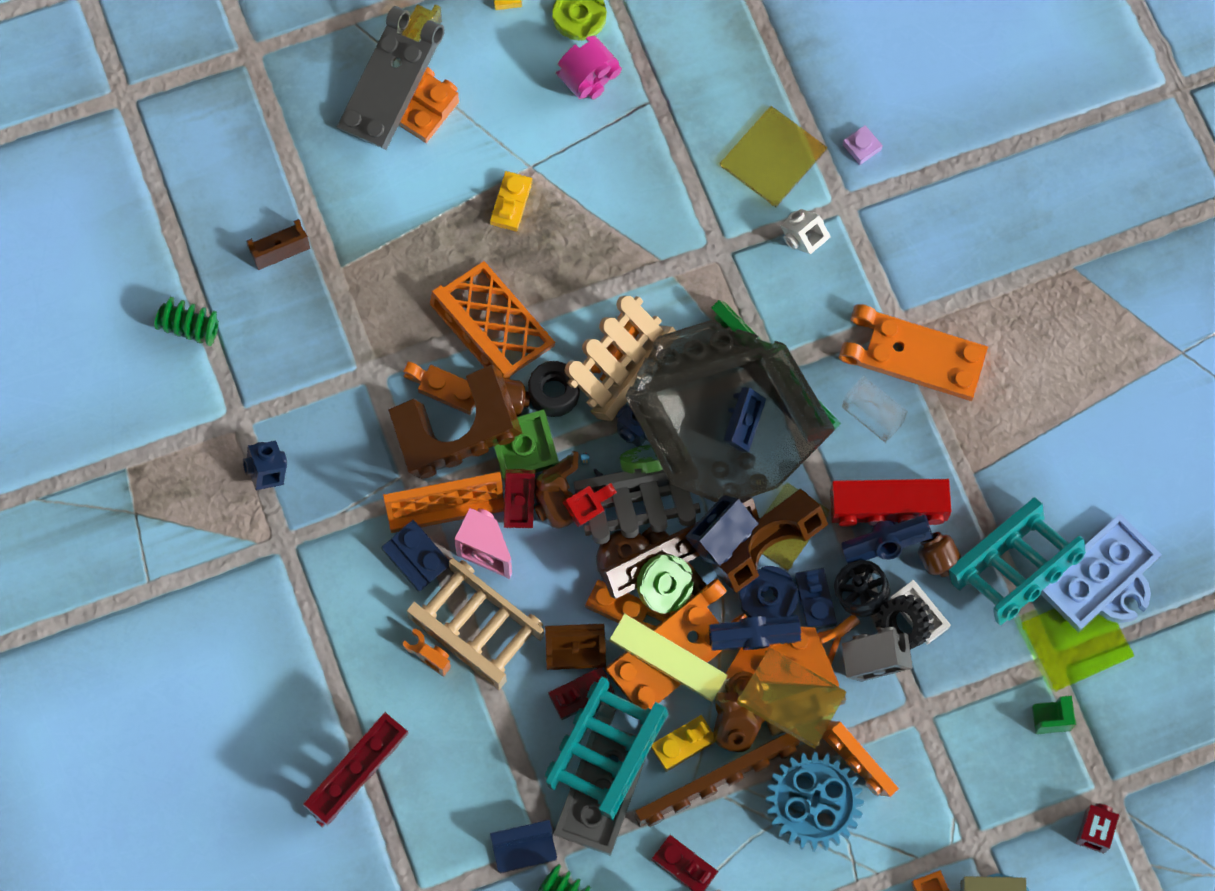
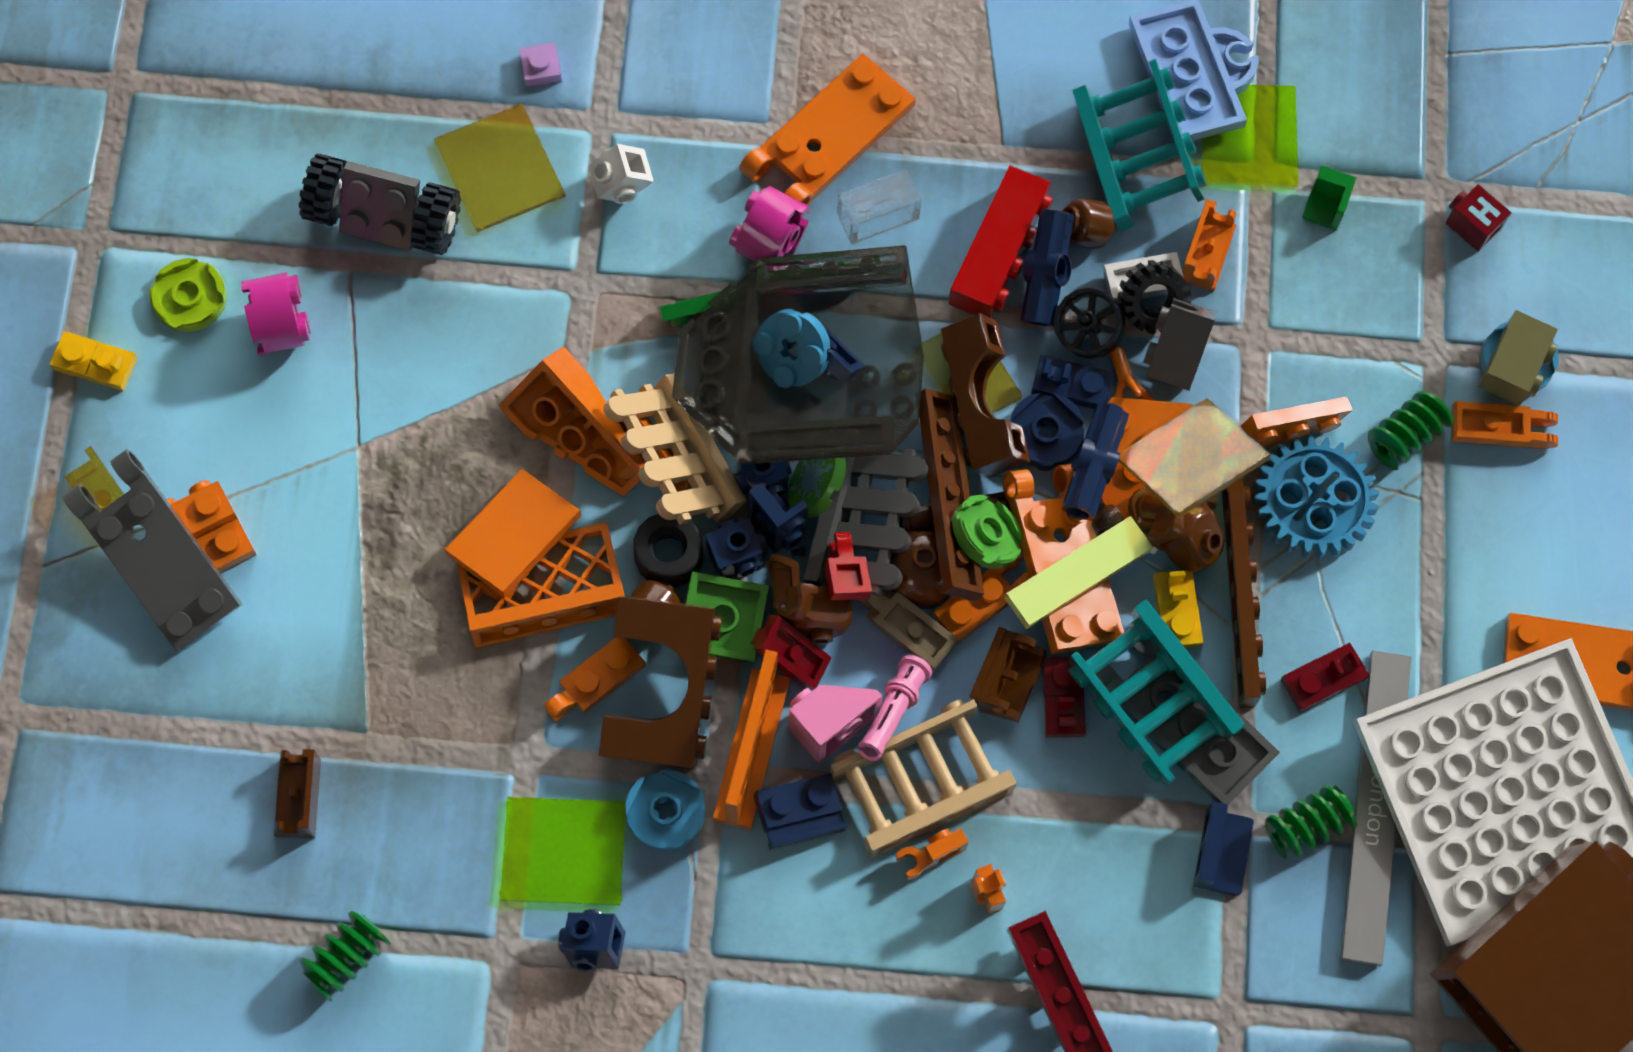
camera: 65 degrees left, 0 degrees up
(320, 423) = (563, 851): none -> clear neon green piece
(364, 459) = (657, 789): none -> dark azure plate
(418, 698) = (988, 888): none -> orange plate
(511, 201) = (393, 488): yellow plate -> none
(516, 287) = (513, 533): none -> orange tile
(524, 581) = (900, 695): none -> bright pink pin
(575, 429) = (736, 548): none -> dark blue brick
(578, 569) = (909, 627): none -> dark tan hinge
(603, 449) = (779, 527): none -> dark blue bracket
(618, 271) = (566, 412): none -> orange wedge
(698, 93) = (379, 205): none -> plate
(717, 399) = (773, 353): none -> dark azure plate
(722, 530) = (957, 434): dark blue brick -> none
(722, 663) = (1106, 518): none -> clear smoke hinge
(817, 343) = (772, 225): none -> dark pink brick
(901, 846) = (1409, 428): none -> green piece
(968, 646) = (1209, 247): none -> orange hinge

